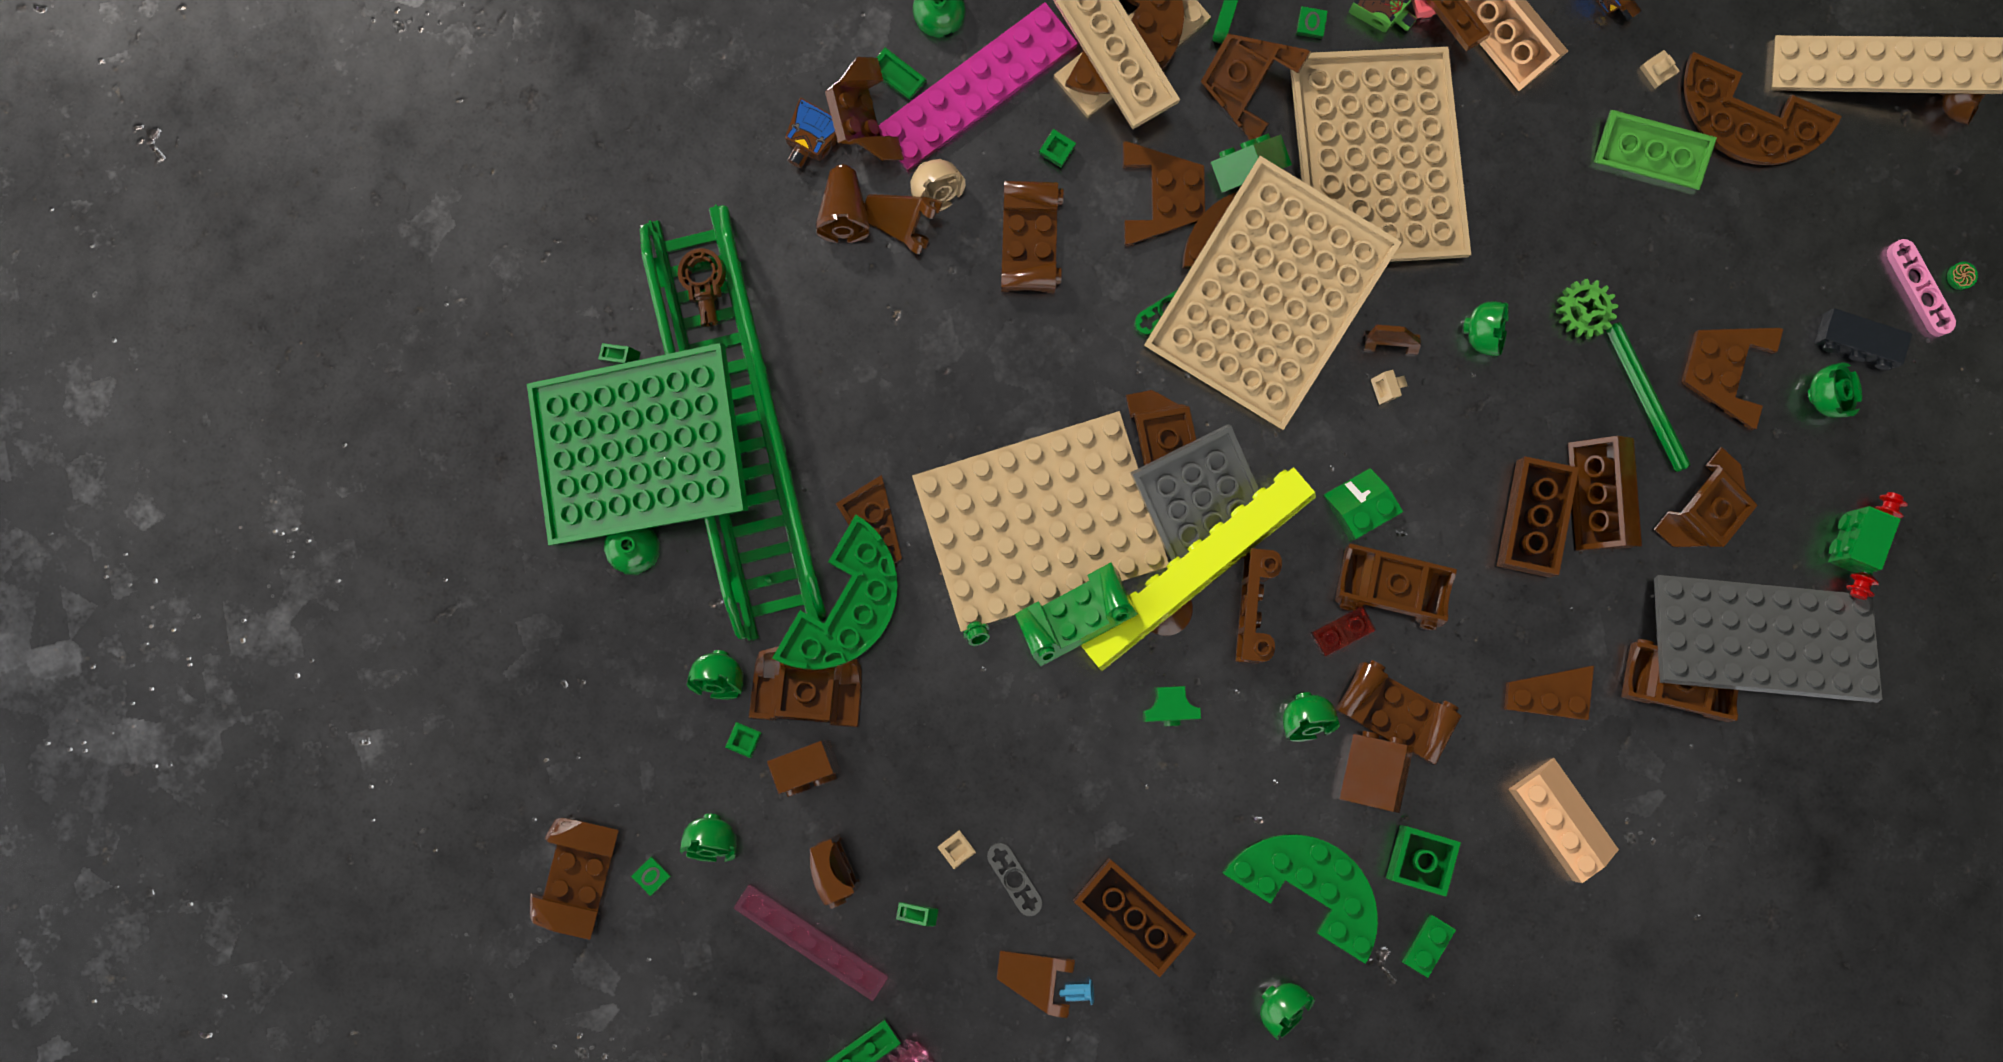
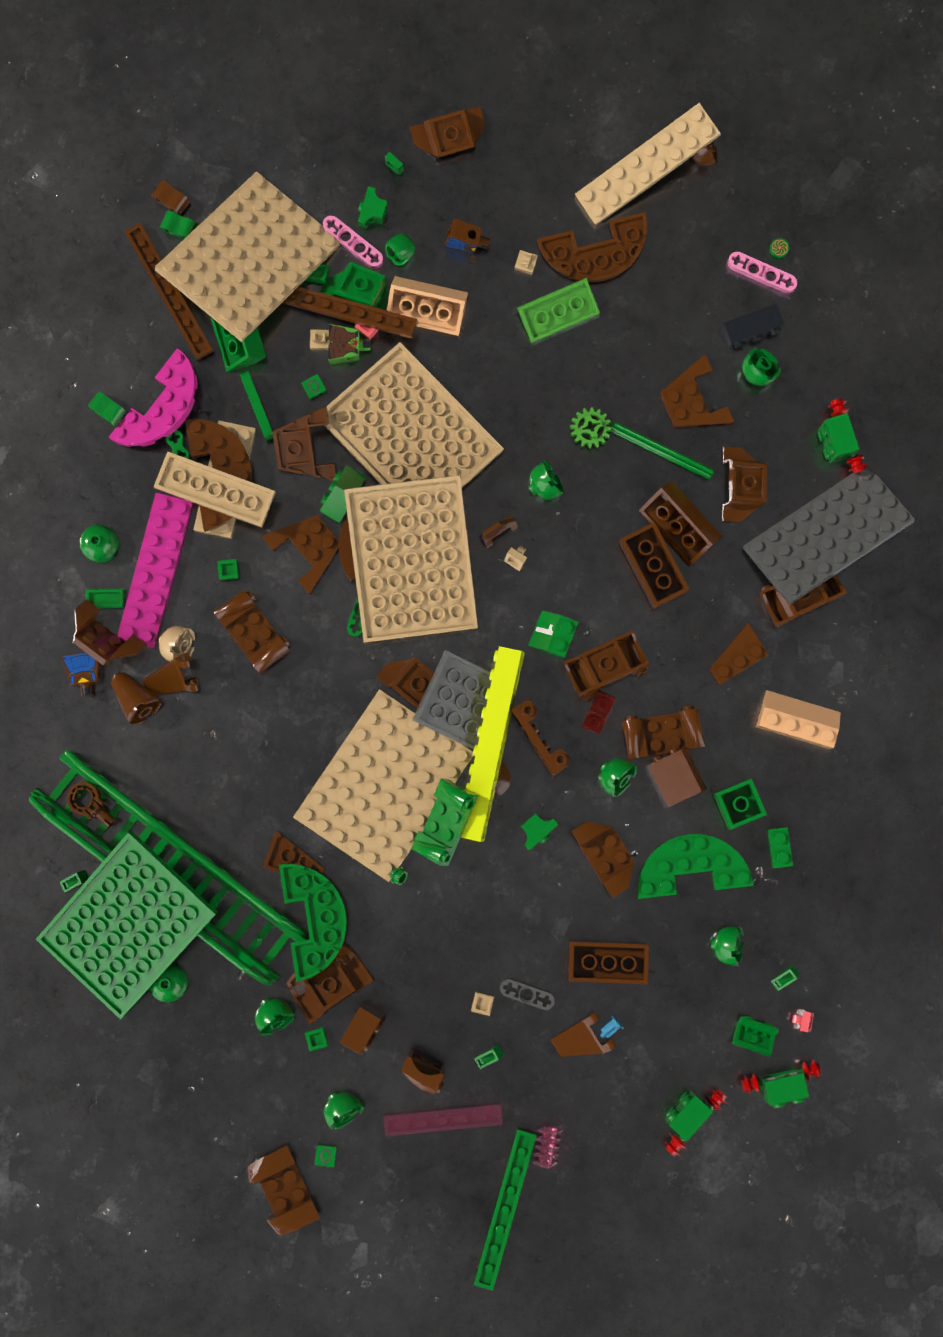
camera: 35 degrees left, 0 degrees up
(1225, 796) = (606, 855): none -> reddish brown piece

